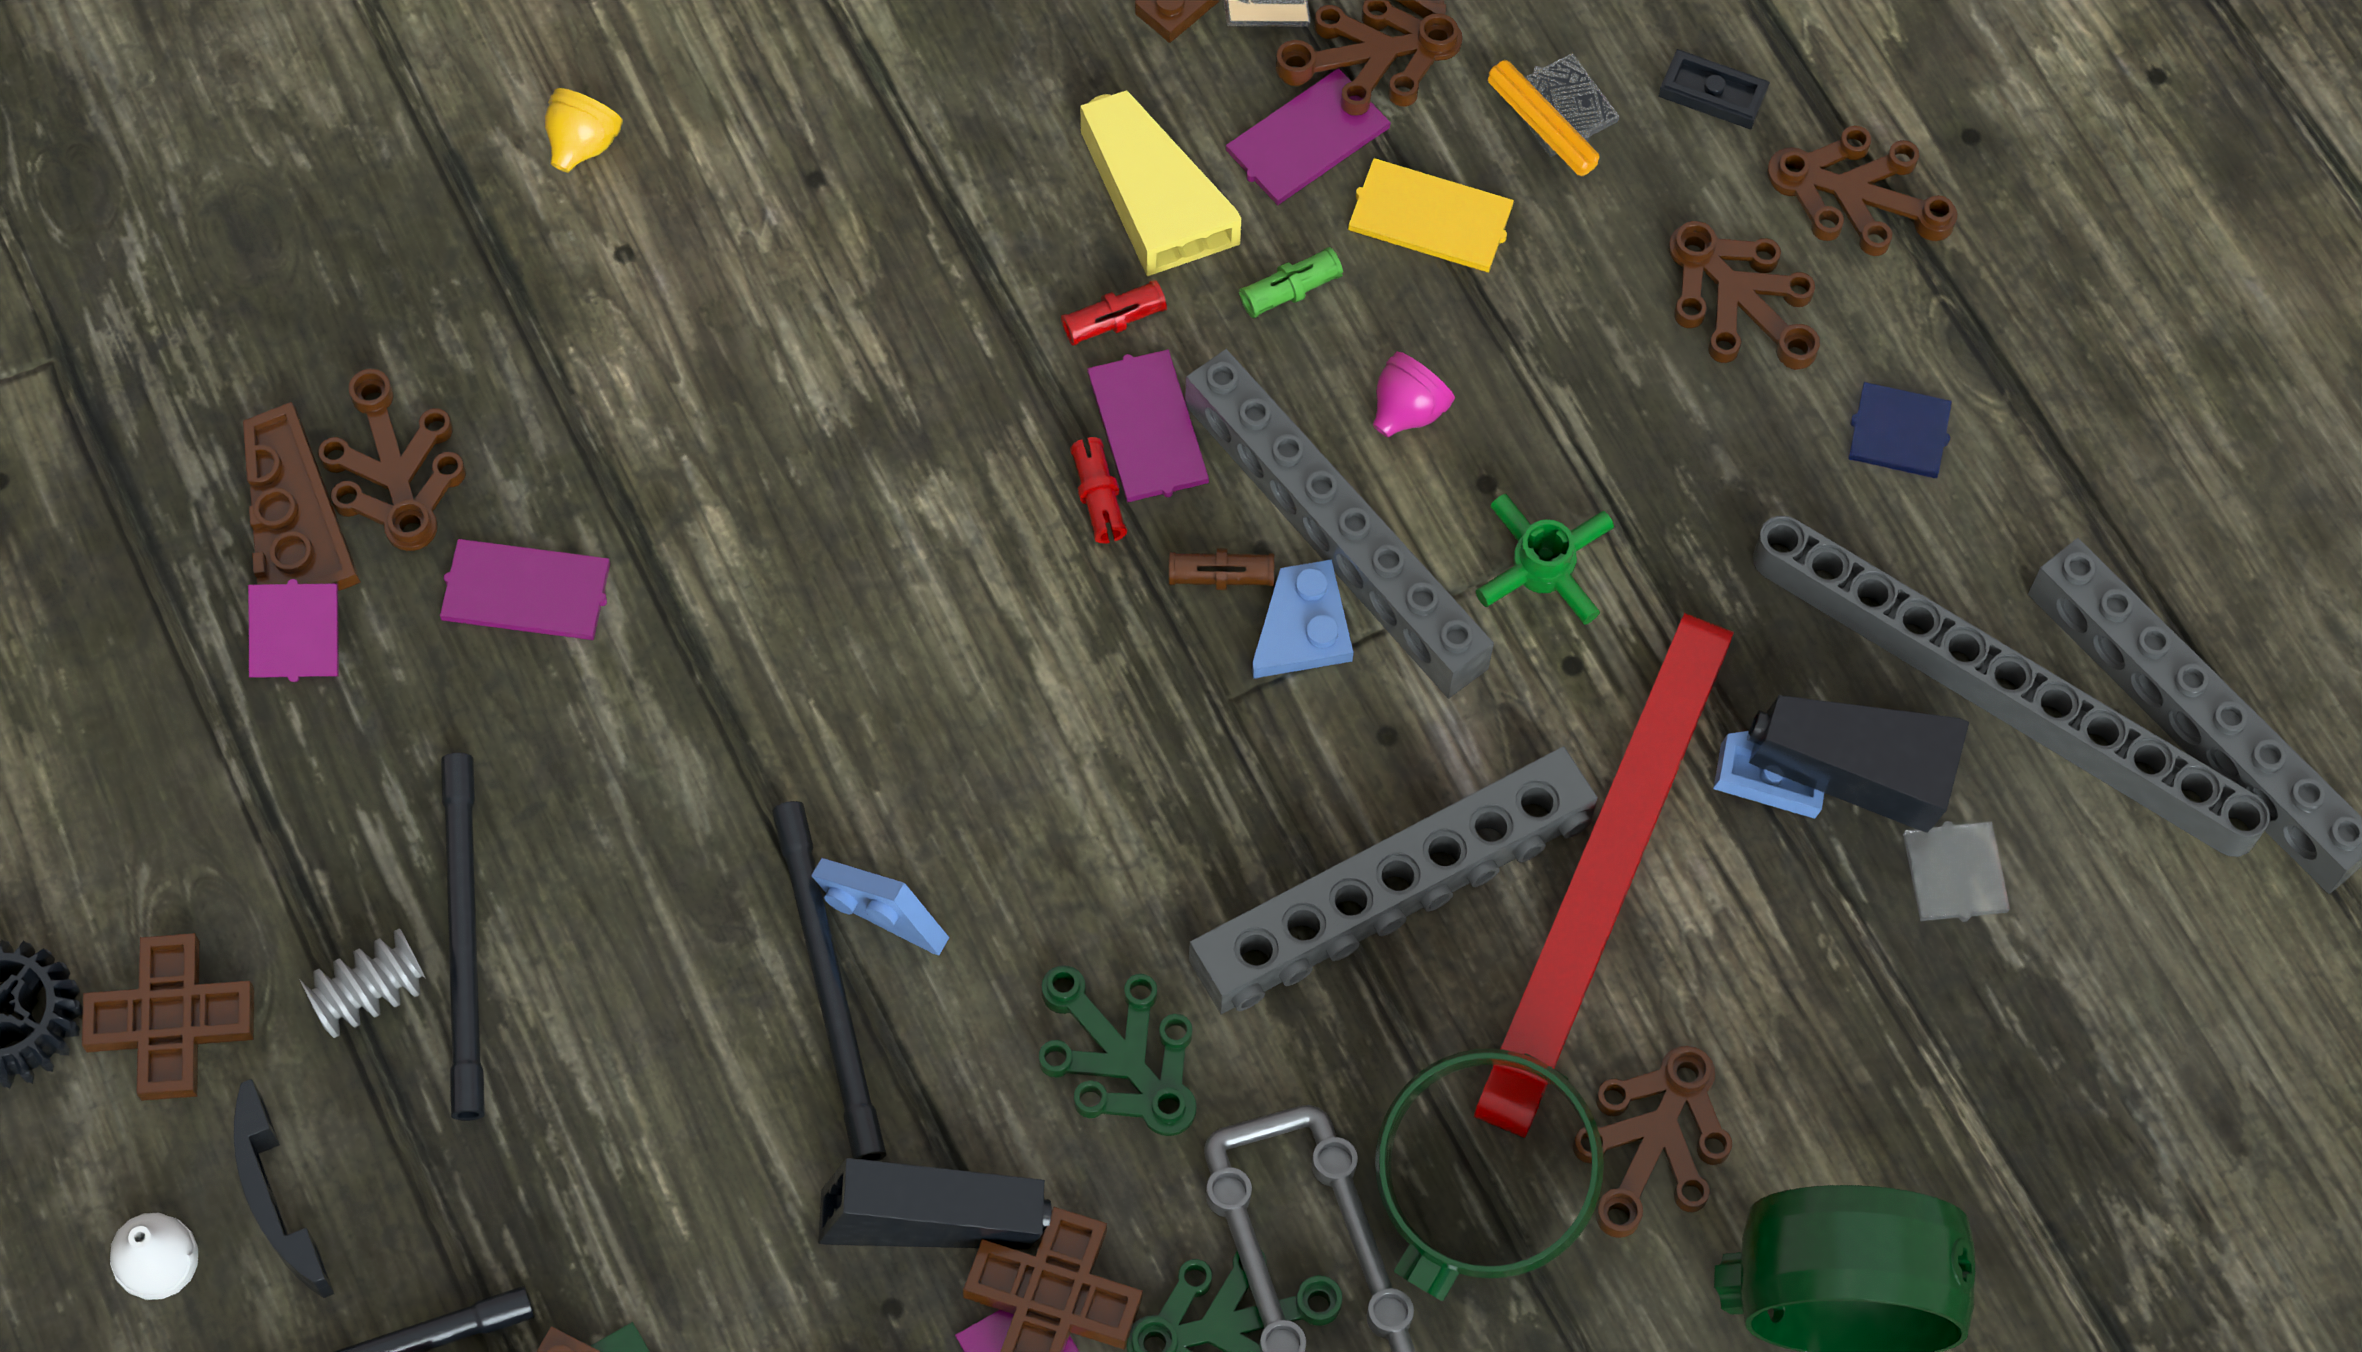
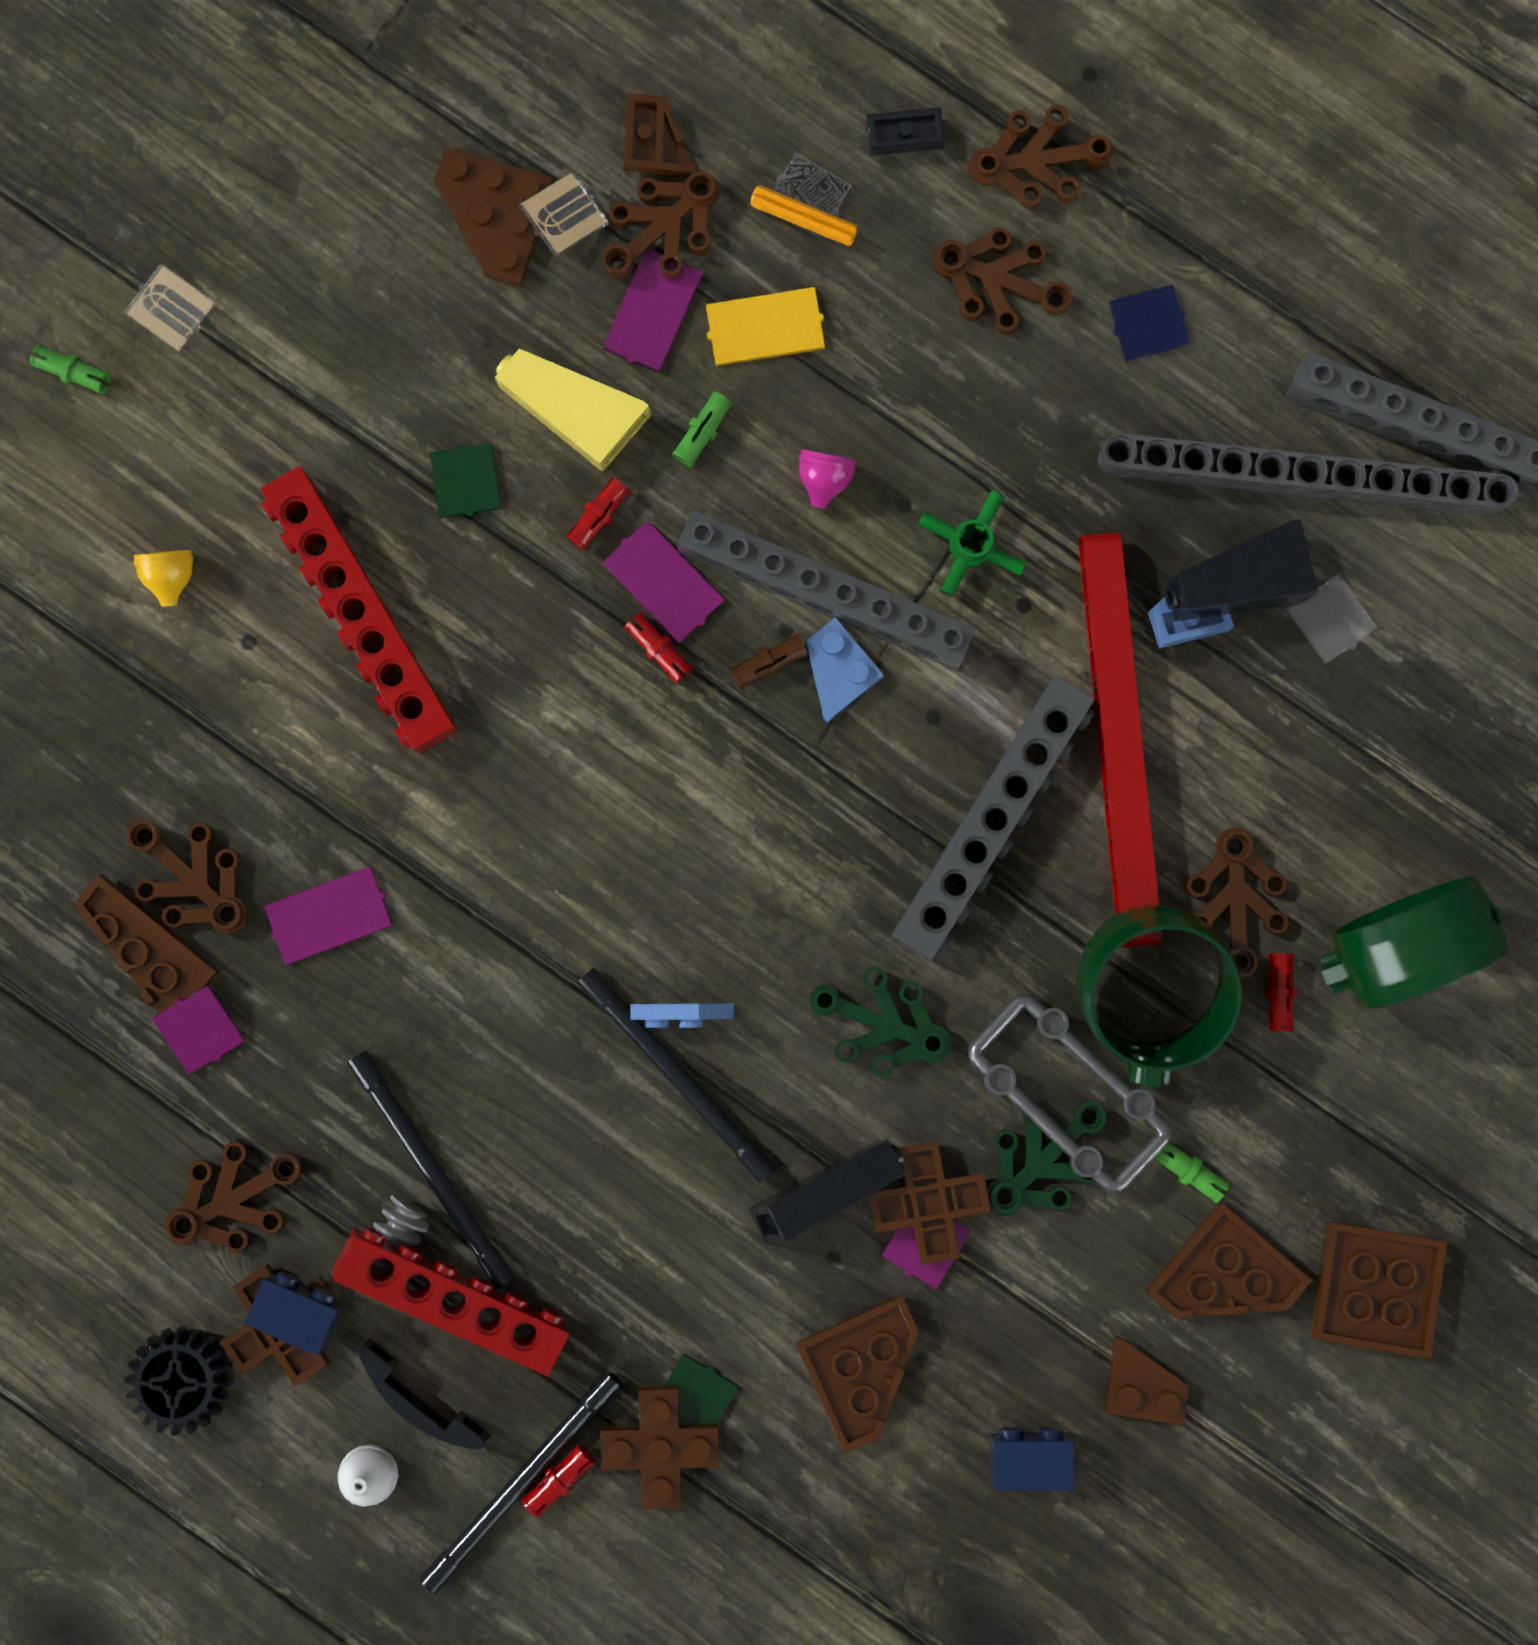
camera: 25 degrees left, 20 degrees up
(197, 993) = (294, 1312): none -> dark blue brick
(201, 841) = (227, 1200): none -> reddish brown plant
(303, 967) = (535, 1351): none -> red brick
(781, 437) = (297, 491): none -> red brick
(981, 207) = (465, 480): none -> dark green piece
(1652, 1277) = (1280, 991): none -> red pin

